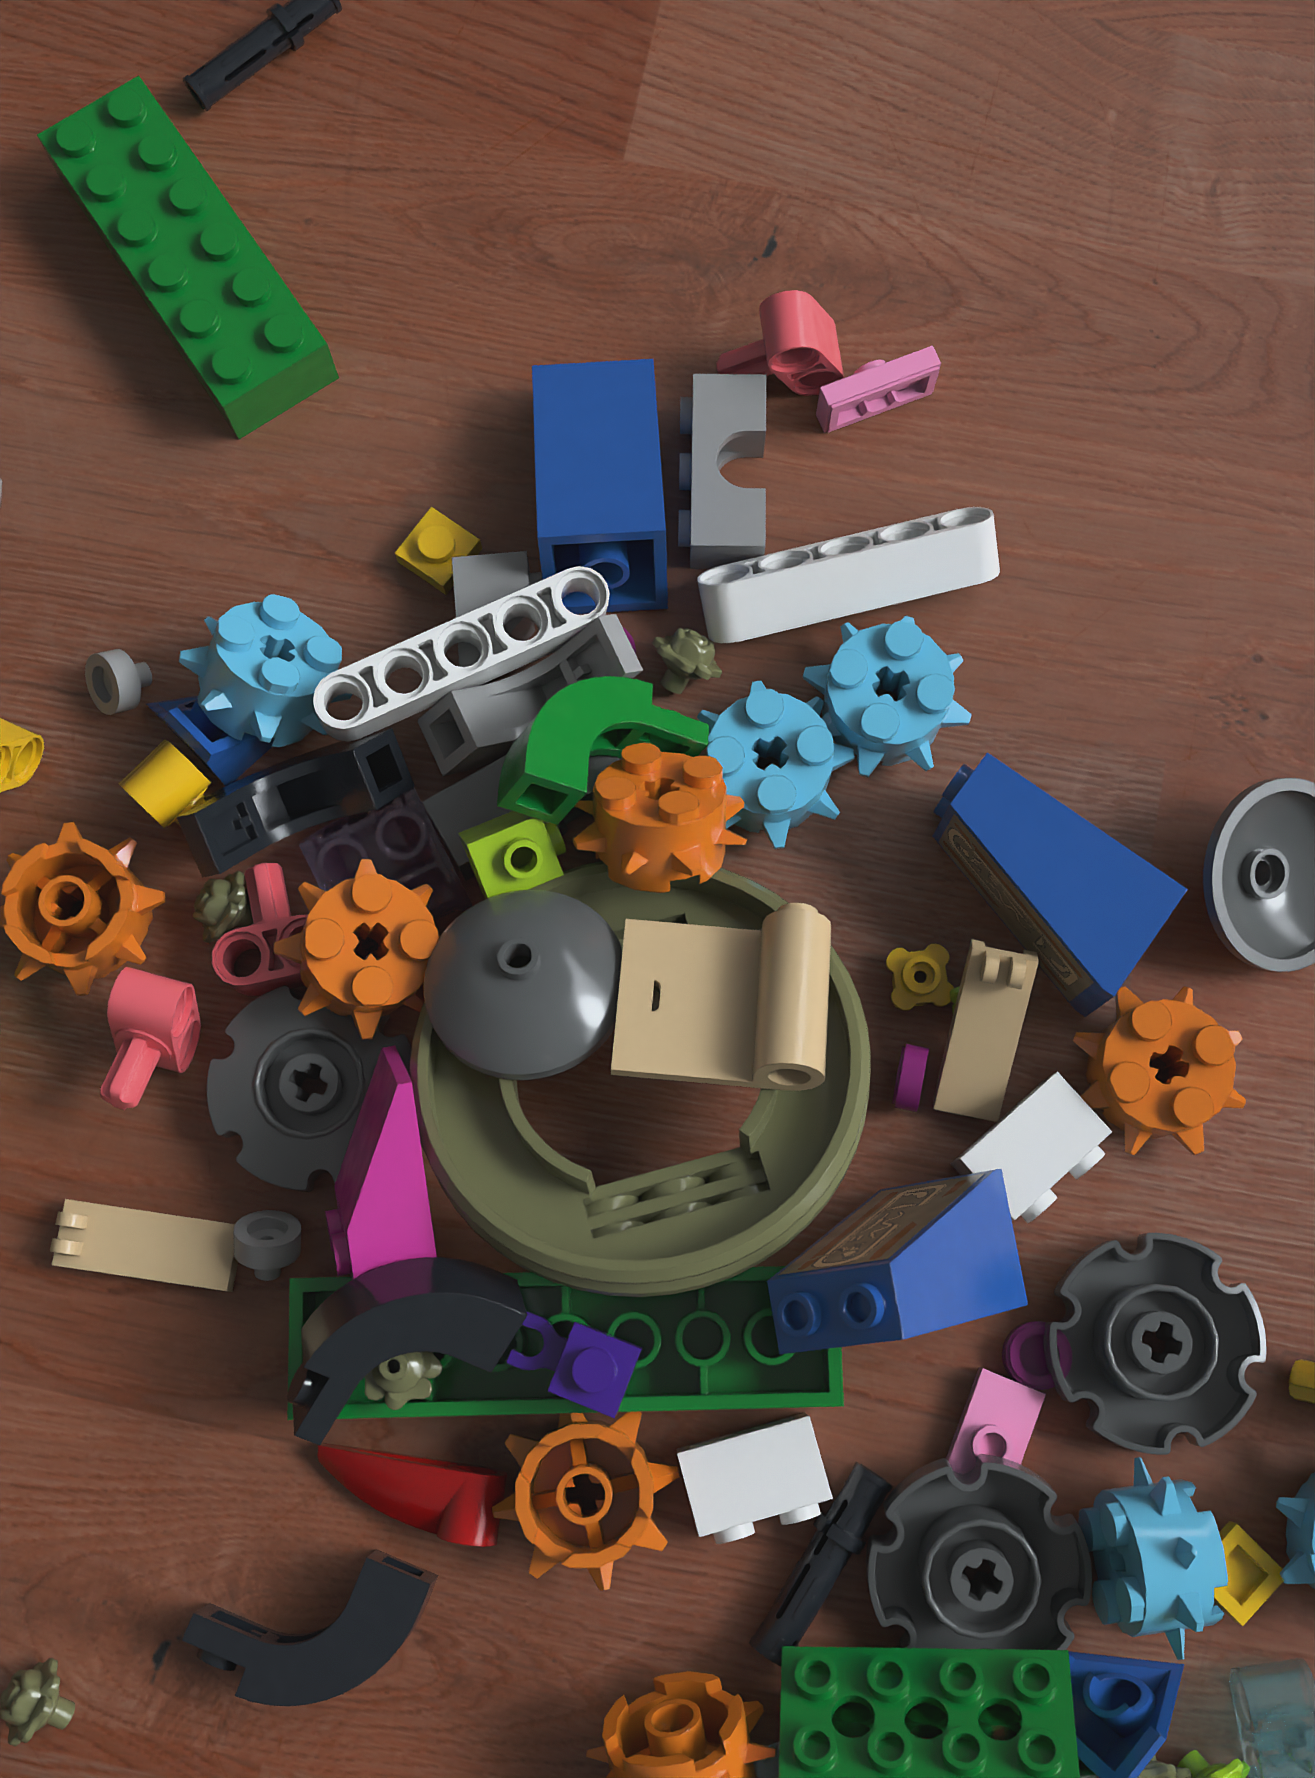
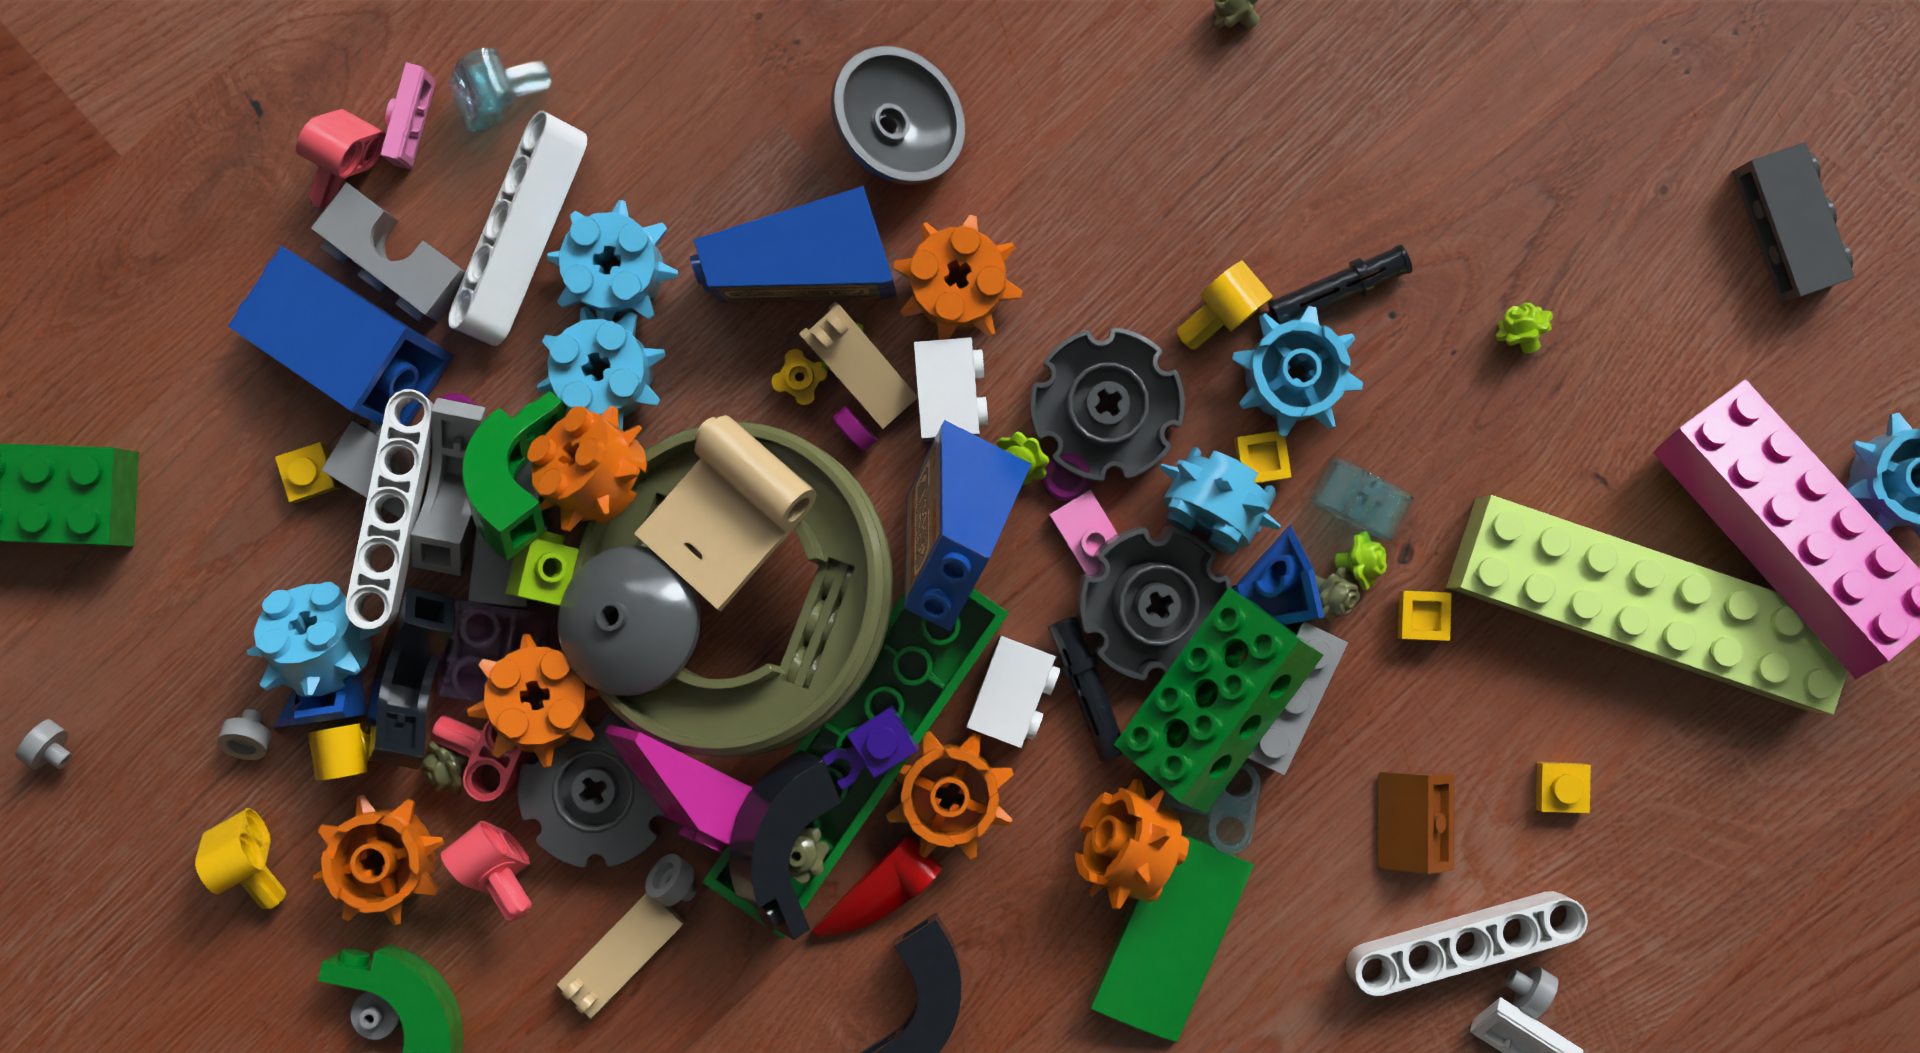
camera: 55 degrees left, 10 degrees up
(687, 657) = (496, 369): olive plant -> none
(968, 442) = (487, 90): none -> clear light blue beam
(1038, 1292) = (1028, 450): none -> lime plant

